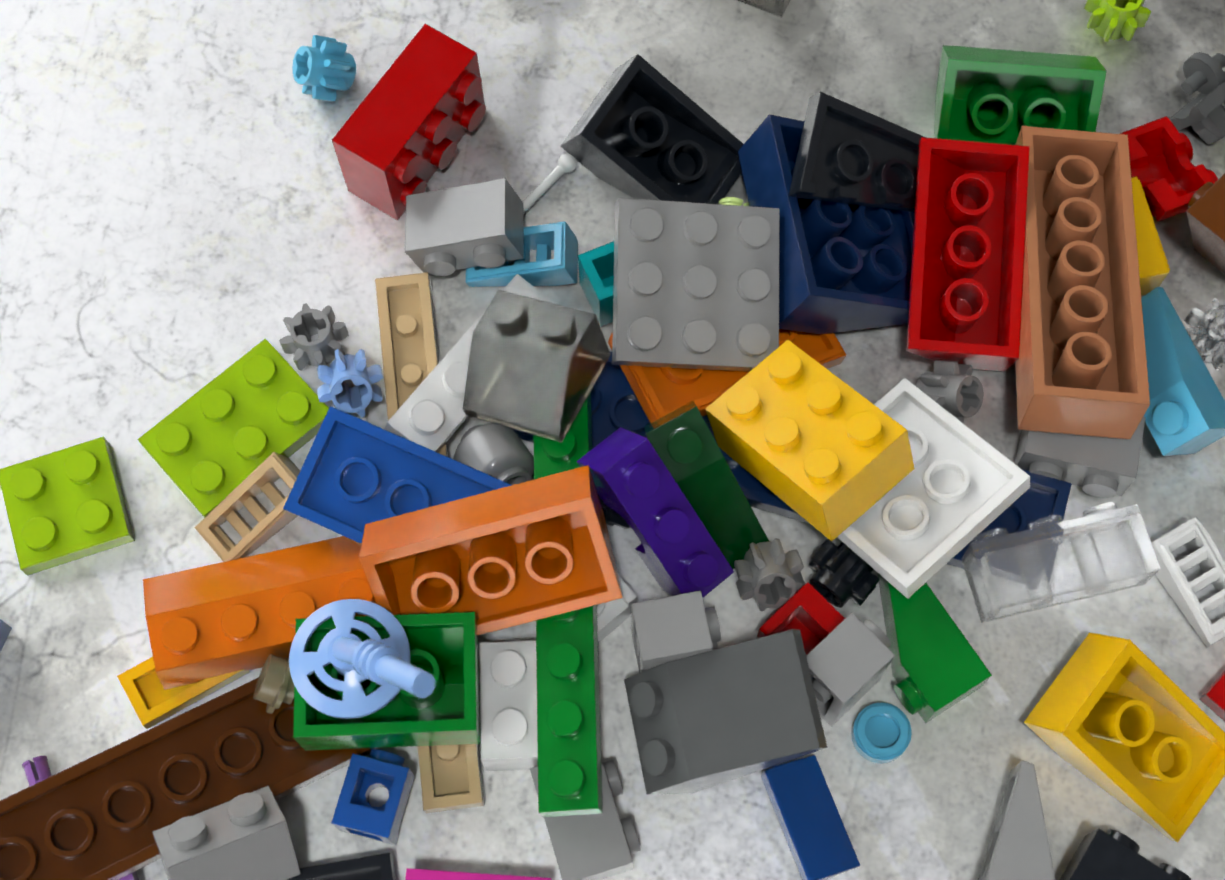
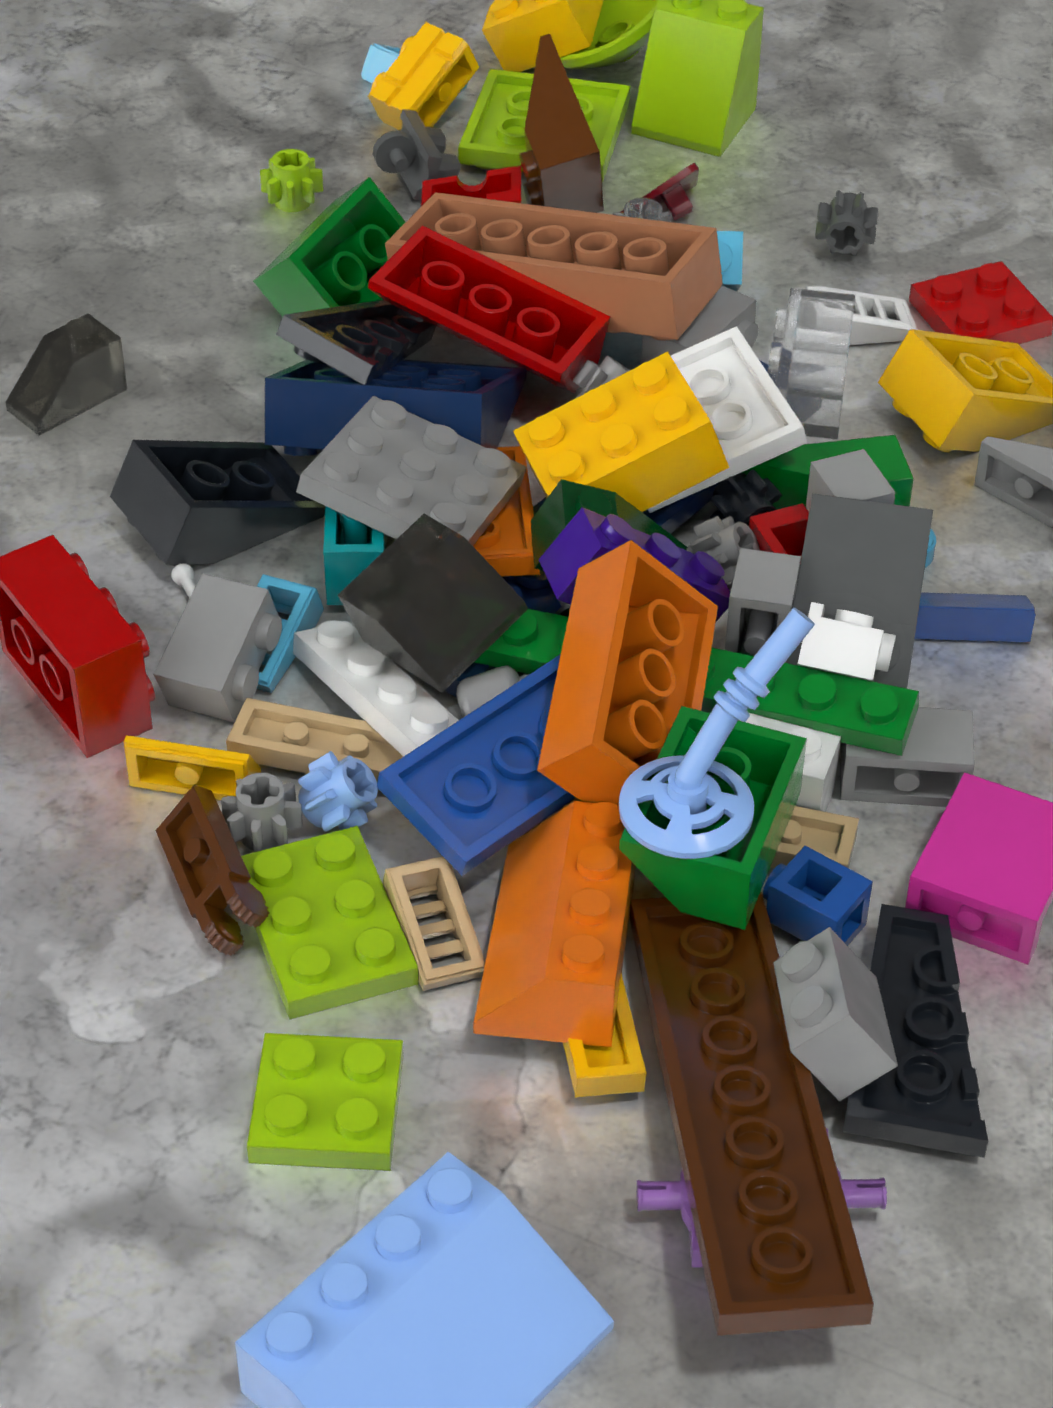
camera: 70 degrees left, 25 degrees down
(240, 330) = (210, 870): none -> reddish brown hinge
(275, 683) = (652, 920): dark tan plate -> none
(350, 267) = (179, 766): none -> yellow slope
(624, 723) = (845, 644): none -> white brick

